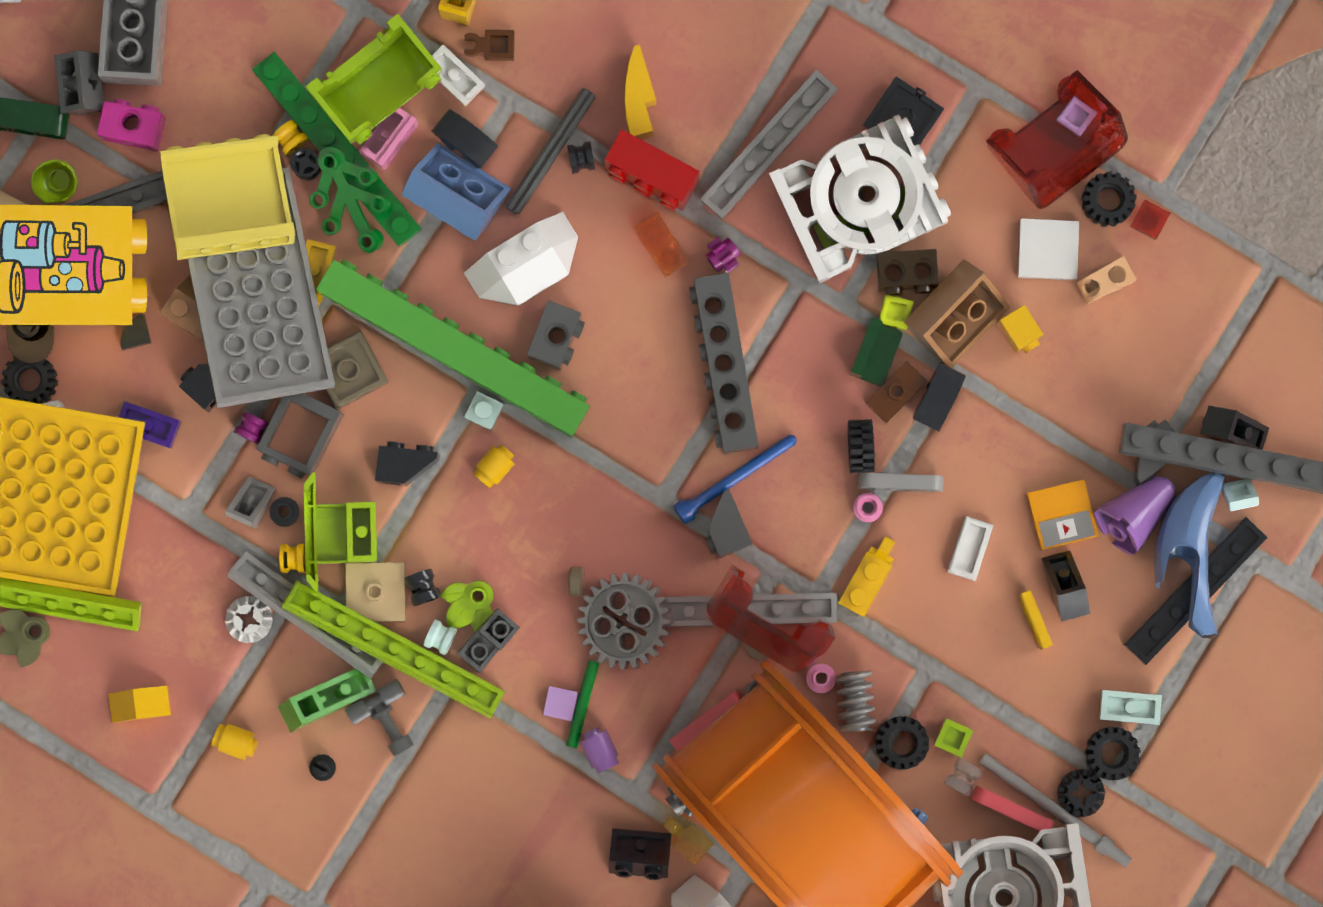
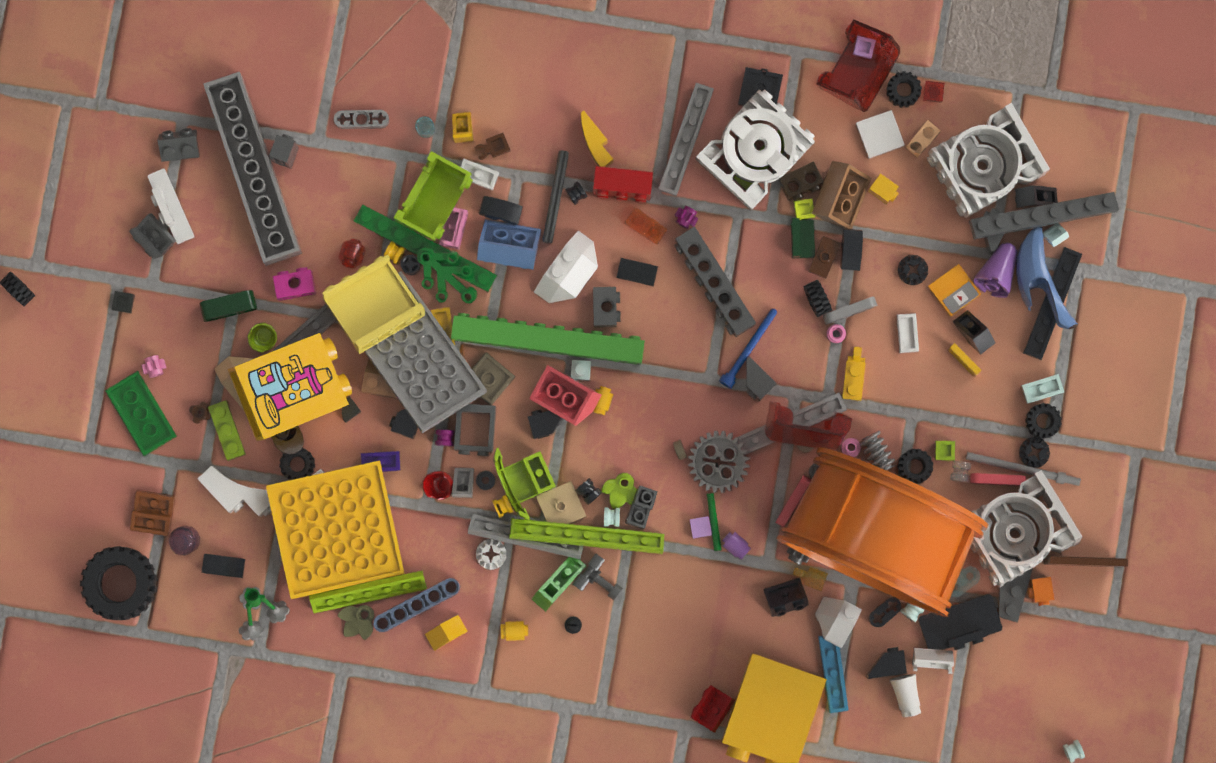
camera: 25 degrees left, 0 degrees up
(78, 83) = (252, 271): dark grey brick -> none
(99, 644) = (410, 613): none -> sand blue beam
(213, 490) = (438, 485): none -> red hair
(230, 114) = (351, 253): none -> clear red head
(443, 438) = (564, 396): none -> coral slope
(621, 304) = (637, 272): none -> black slope
(1009, 473) = (903, 270): none -> black gear
(1131, 316) = (946, 155): none -> white brick

